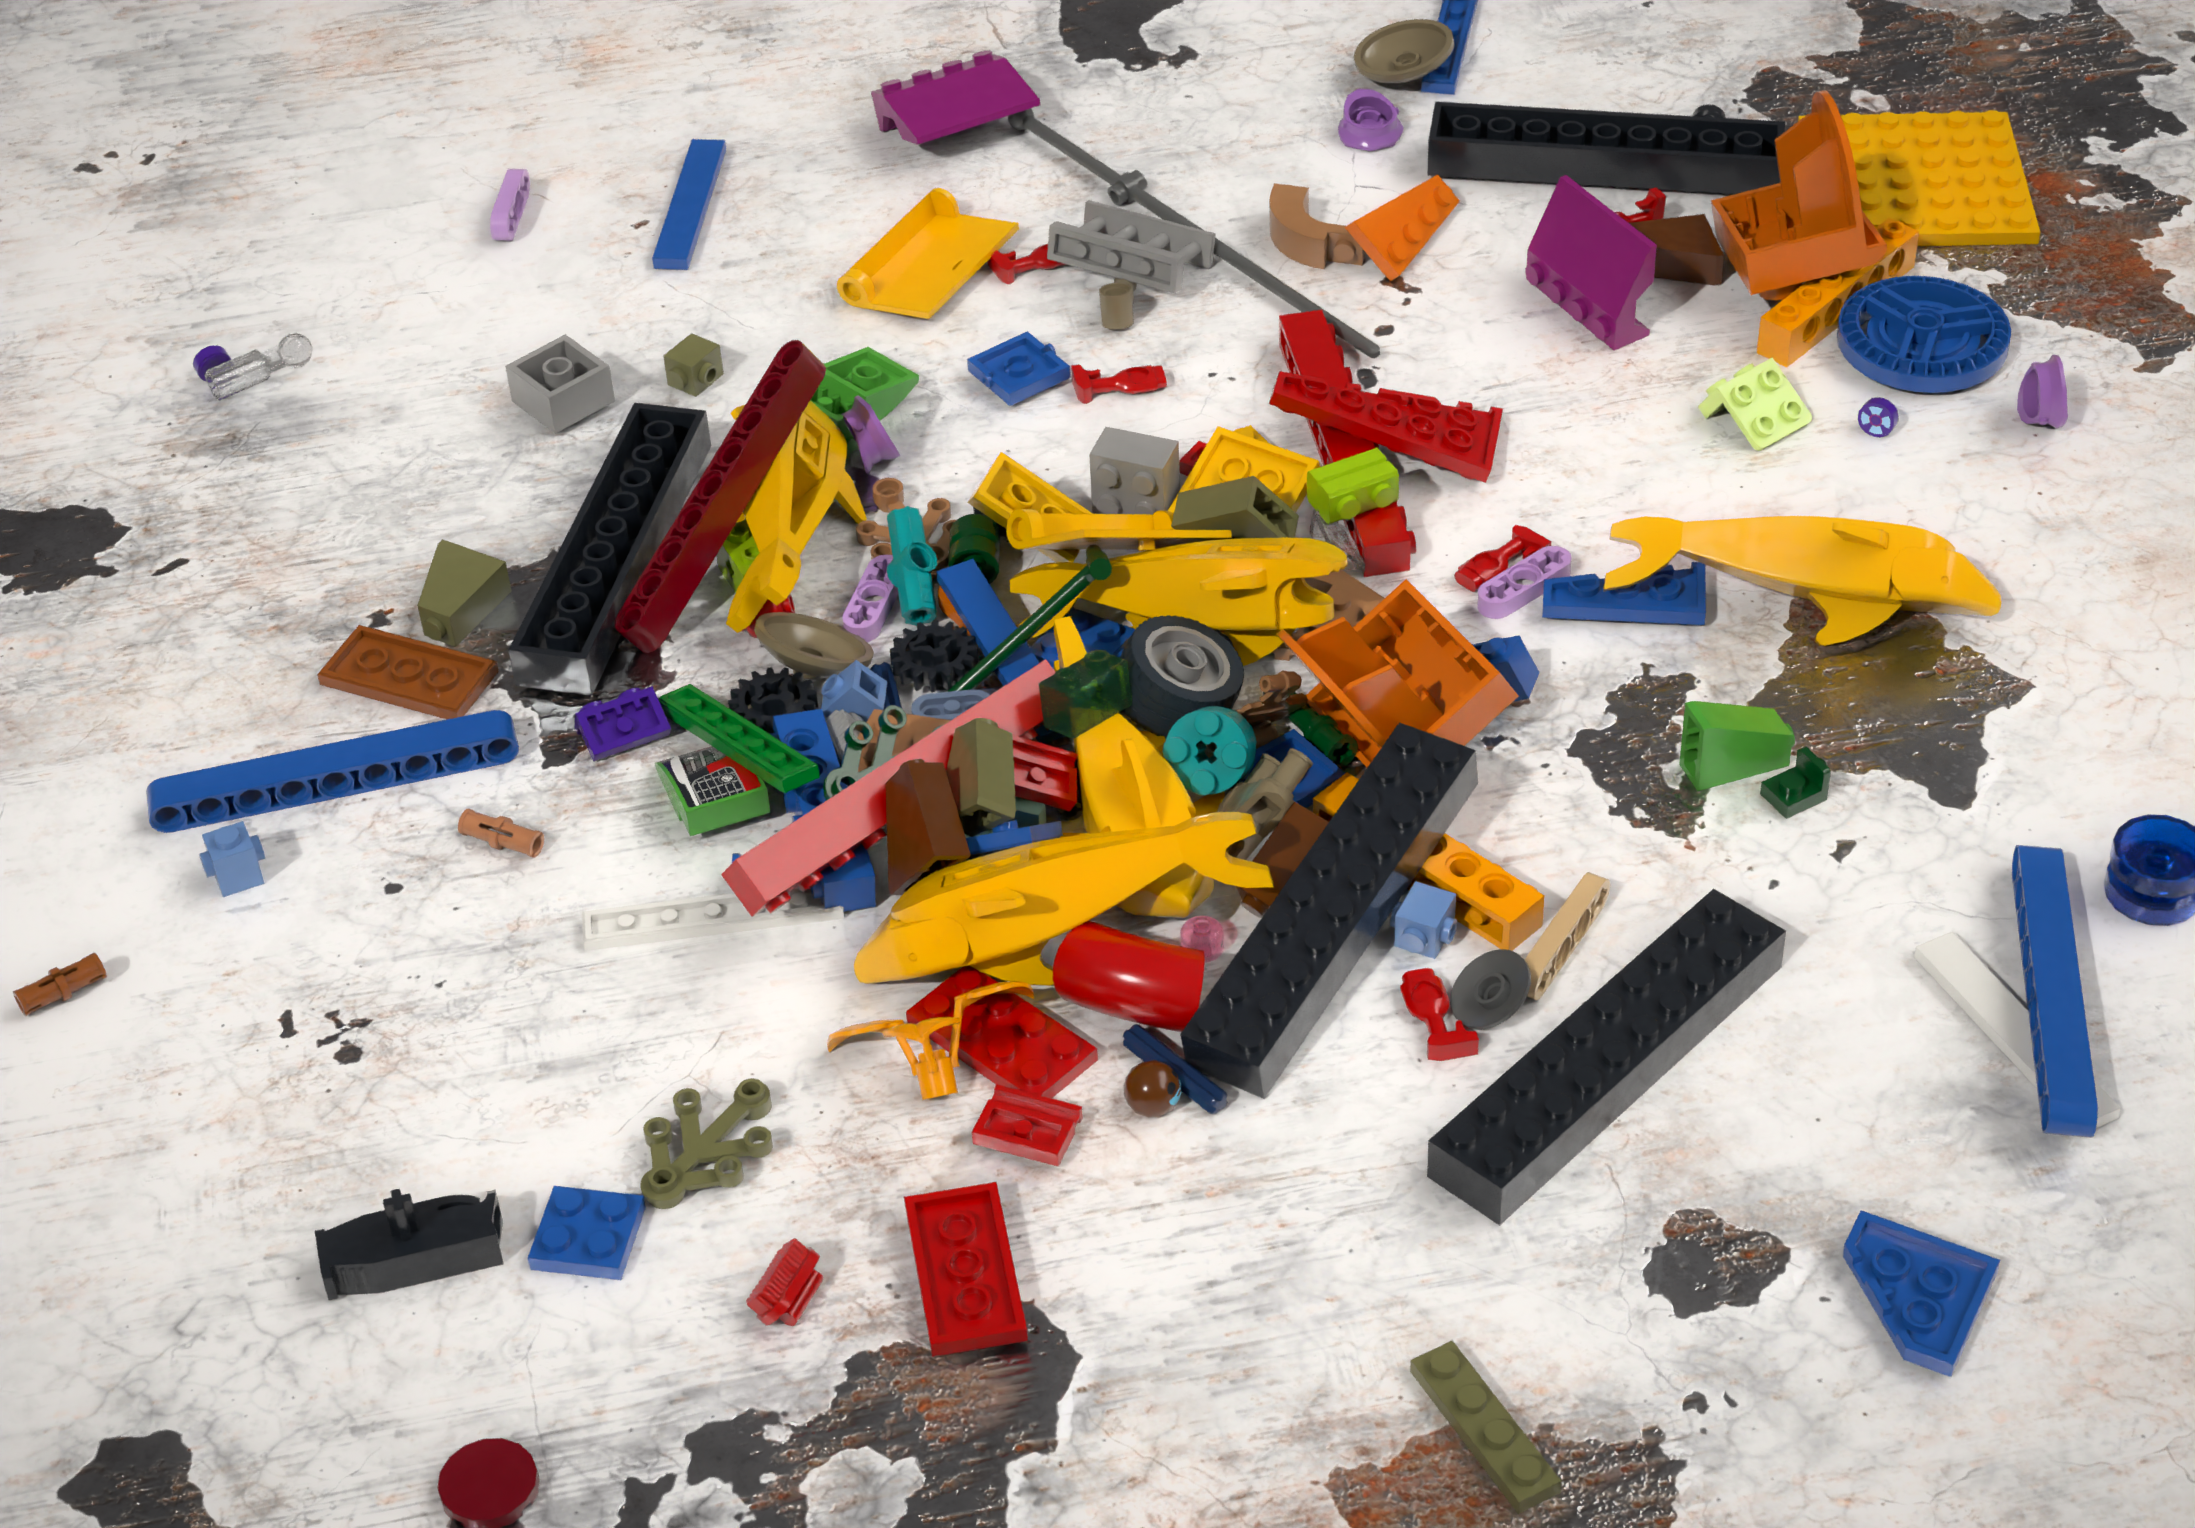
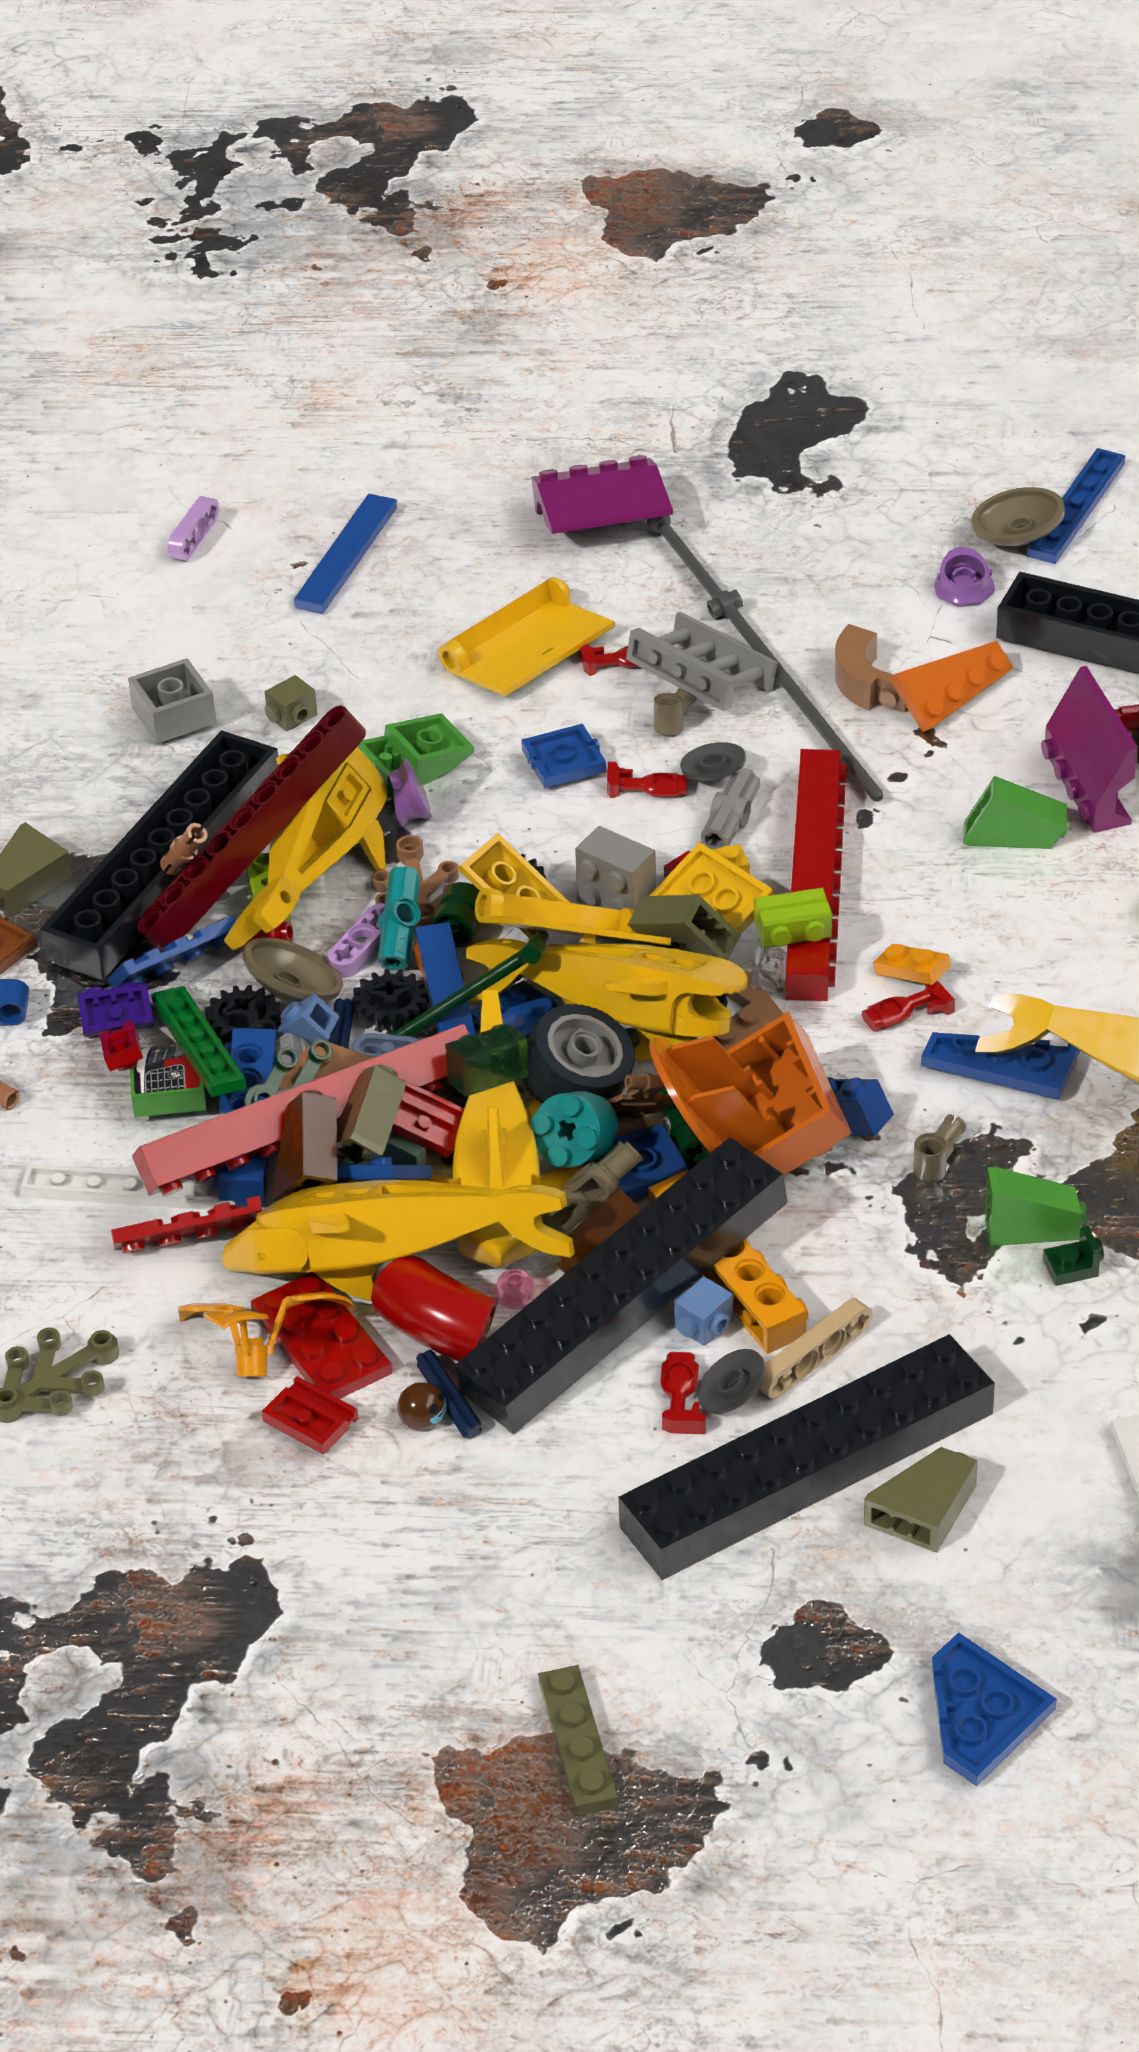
camera: 15 degrees right, 0 degrees up
(650, 760) = (121, 1047): none -> red plate
(651, 530) = (183, 848): none -> nougat pin
(680, 642) = (179, 949): none -> blue wing
(744, 967) = (222, 1216): none -> red wing
(786, 1285) = (70, 1504): red piece -> none
(965, 1269) = (214, 1521): red plate -> none
(1186, 346) = (713, 761): none -> dark grey dish
(1224, 390) = (730, 809): none -> light grey piece
(1399, 420) = (862, 865): red wing -> none
(1489, 514) = (912, 964): none -> light orange plate
(1504, 596) = (896, 1039): lavender beam -> none
(1532, 347) = (1015, 818): none -> bright green slope
(1600, 701) = (934, 1149): none -> dark tan pin
(1754, 1074) = (923, 1499): none -> olive slope

